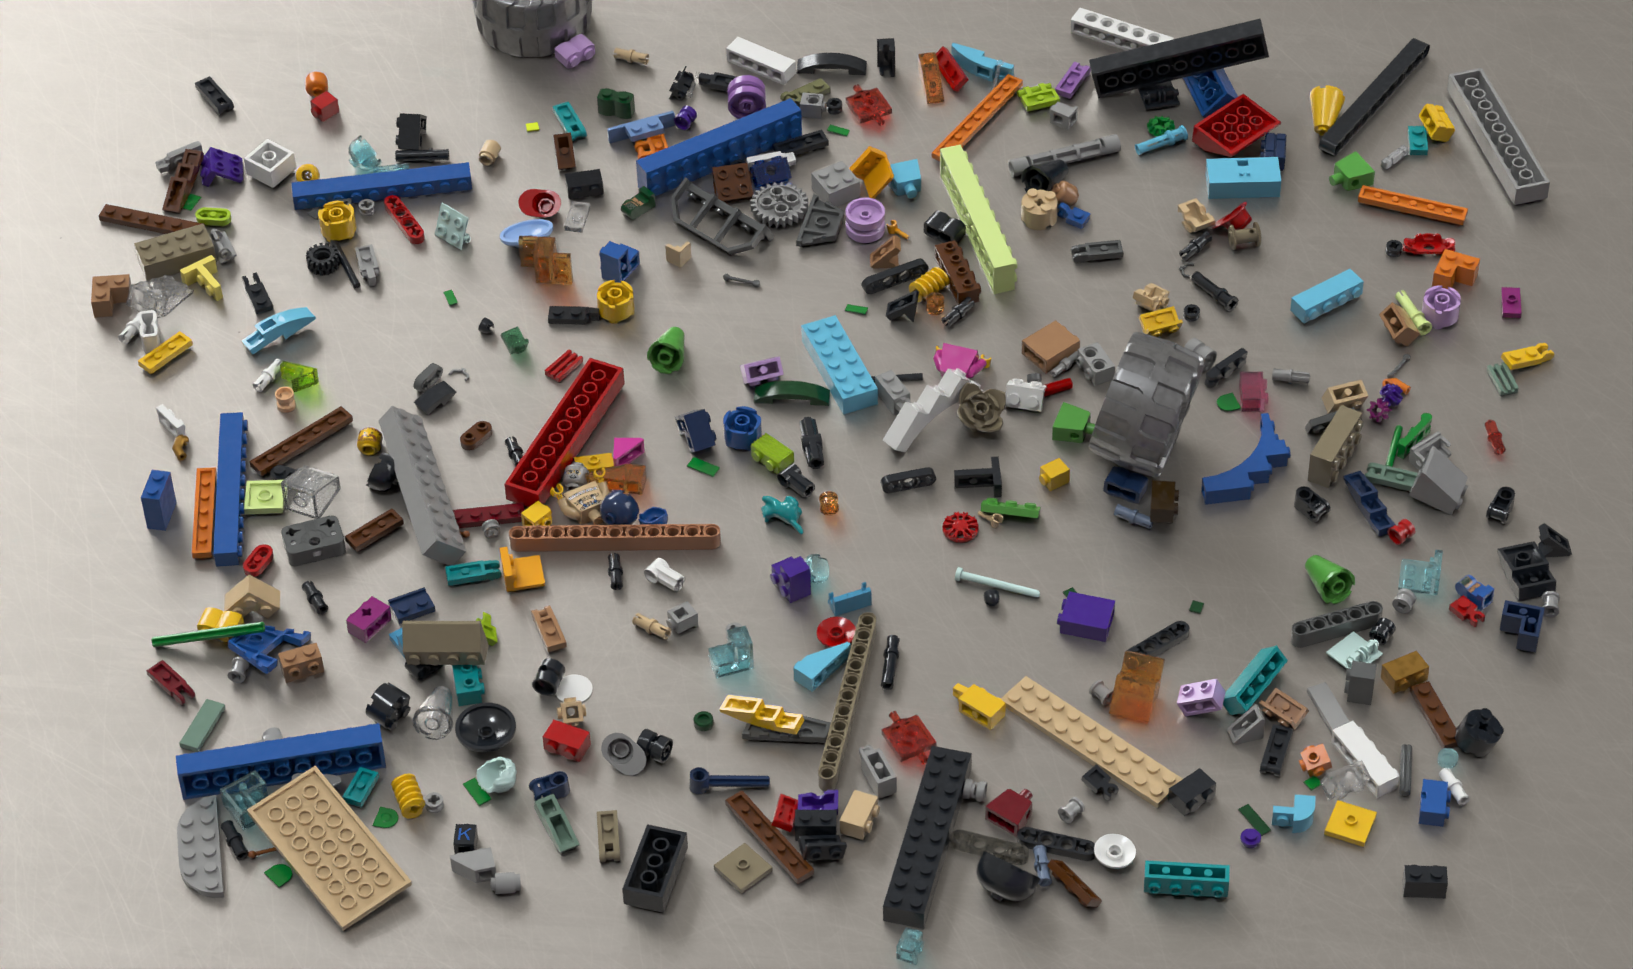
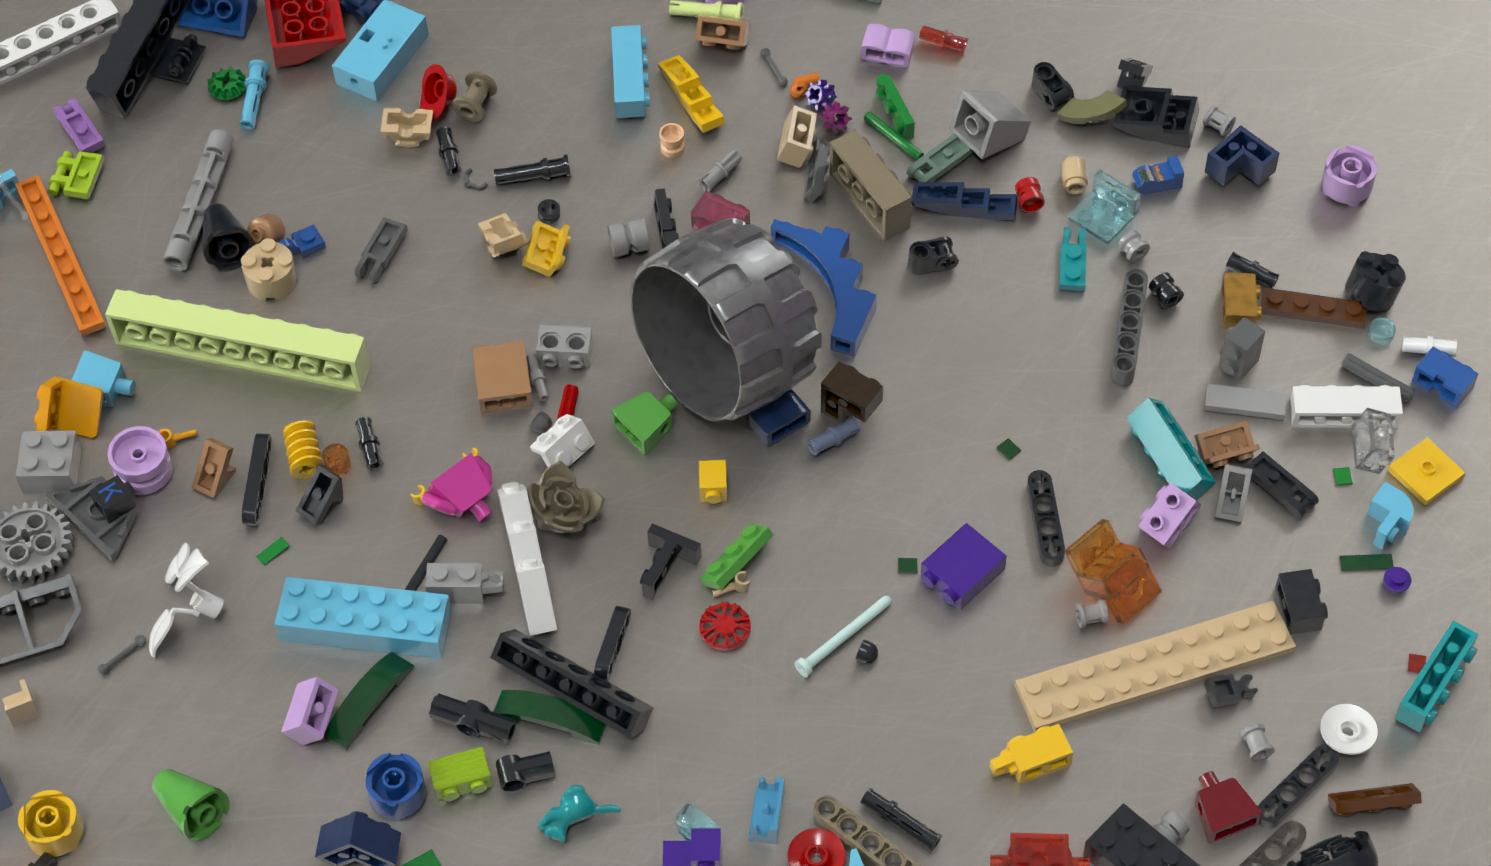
camera: 60 degrees left, 10 degrees up
(796, 291) = (185, 568): none -> white plant
(828, 503) = (590, 751): clear orange wheel -> none
(829, 220) = (114, 498): none -> black brick
(841, 477) = (550, 712): none -> dark green slope
(865, 472) = (572, 682): none -> black brick
(944, 228) = (218, 384): black brick -> none
(962, 280) = (284, 405): reddish brown brick -> none
(1040, 865) = (1305, 812): sand blue pin -> none
(1063, 115) = (130, 166): light grey brick -> none
(1292, 342) = (672, 140): none -> light nougat wheel
(1315, 760) = (1326, 454): orange brick -> none
(1329, 579) = (1057, 297): bright green cone -> none
(1339, 335) = (690, 93): none -> yellow slope
(1355, 649) = (1177, 333): light aqua hinge -> none
(1373, 576) = (1073, 262): none -> teal hinge
(1419, 451) = (927, 107): light grey hinge -> none
(1438, 670) = (1244, 265): none -> black pin
(1440, 543) = (1074, 175): none -> tan brick
(1463, 411) = (888, 45): none -> lavender brick
(1466, 609) = (1175, 201): red plate -> none
(1498, 532) = (1102, 106): none -> olive tile
(1560, 687) = (1349, 175): none -> lavender brick

